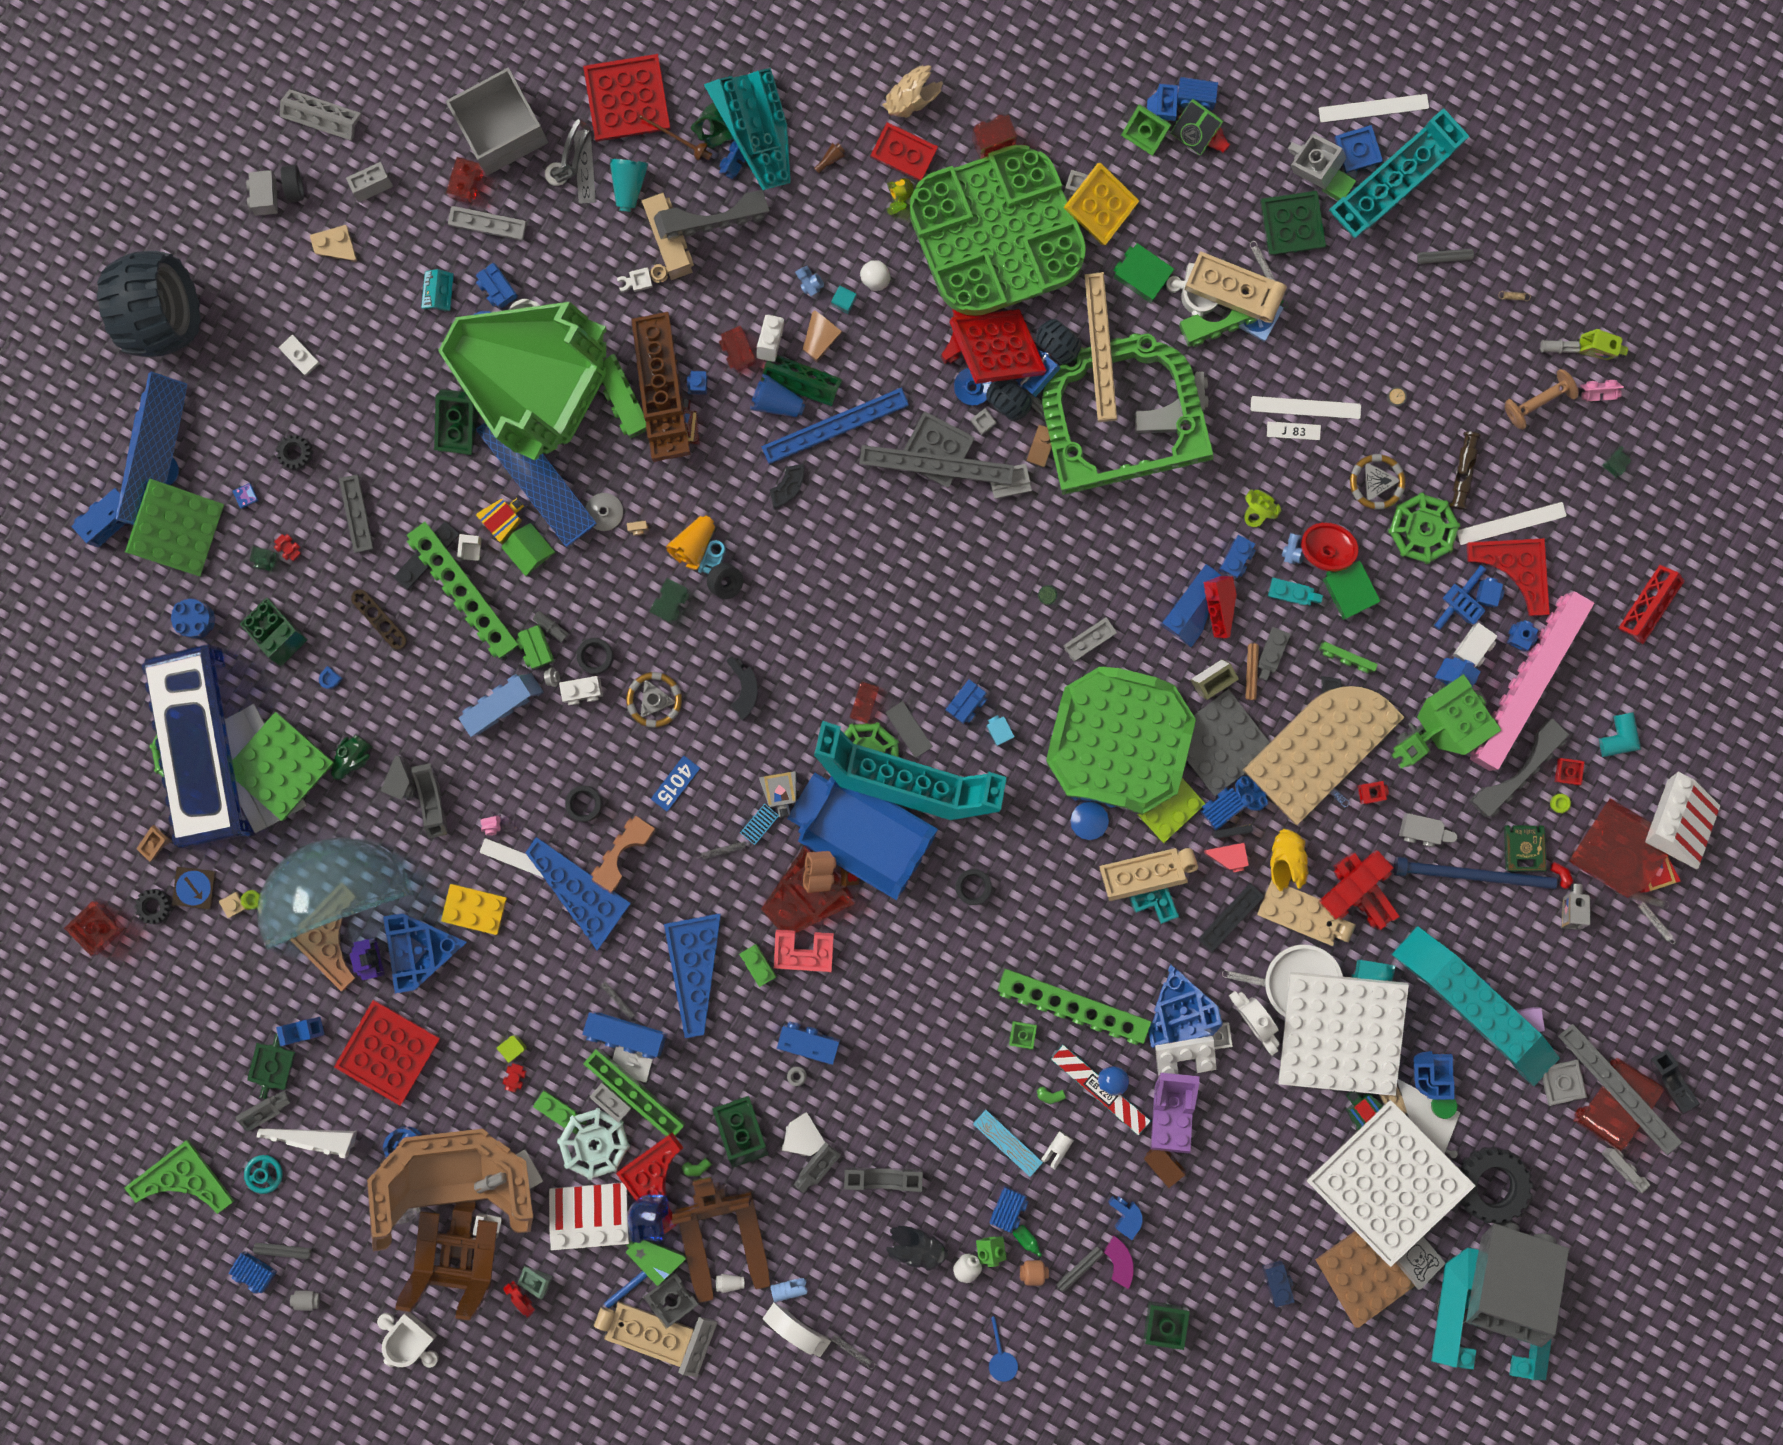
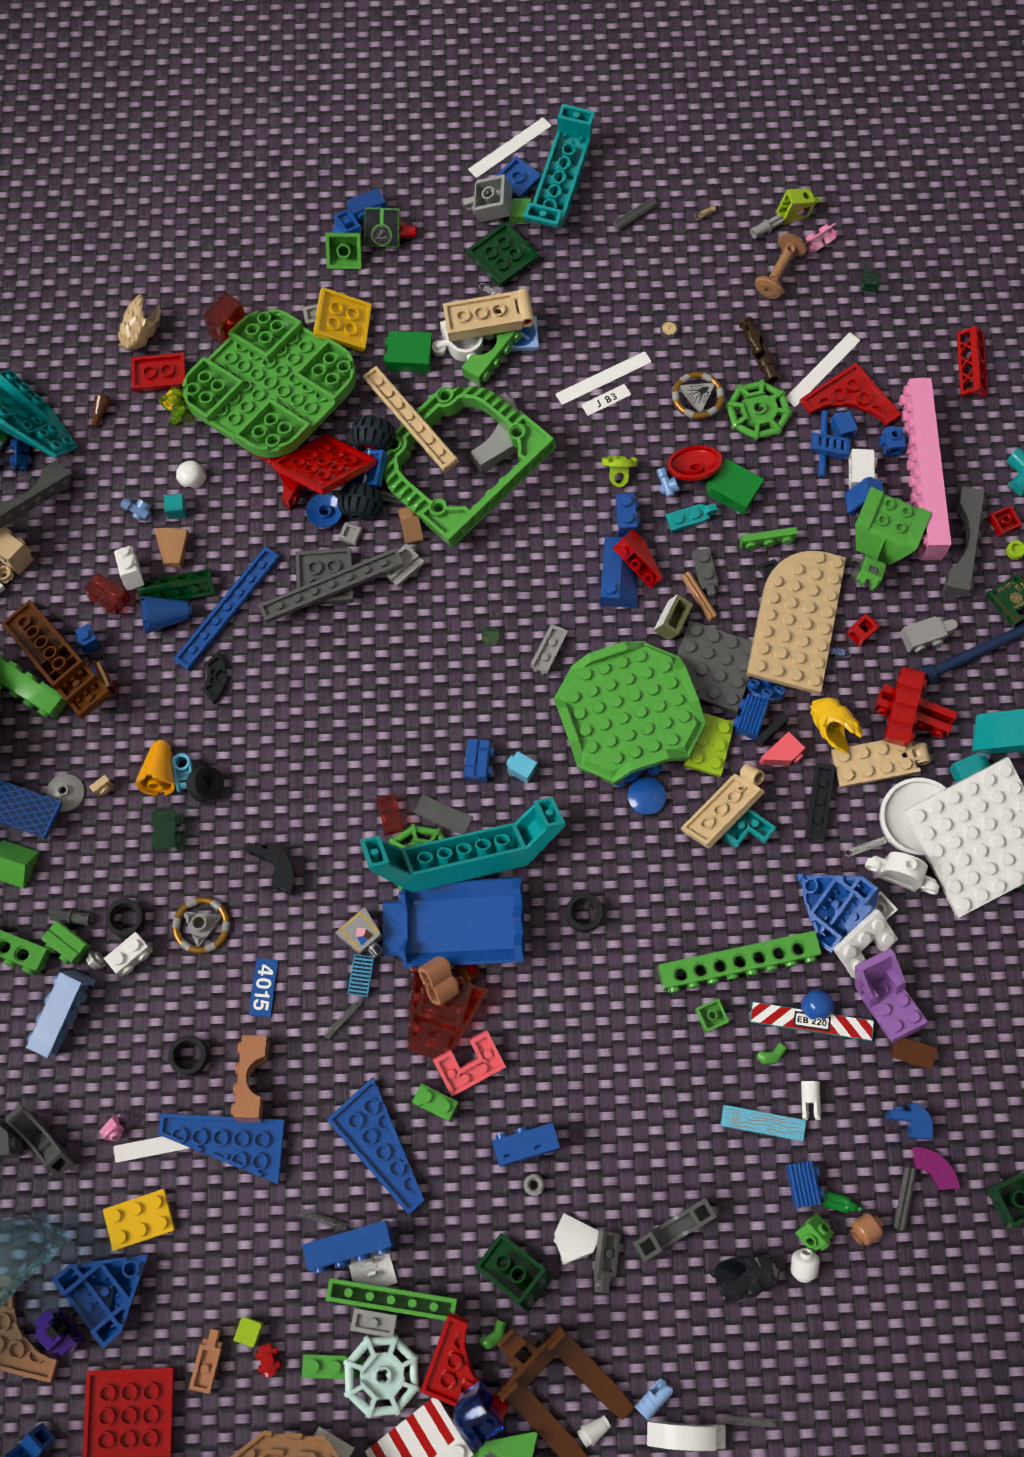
camera: 30 degrees left, 15 degrees down
(467, 1050) = (207, 1363): none -> nougat hinge
(1003, 1364) = (897, 1339): blue piece -> none

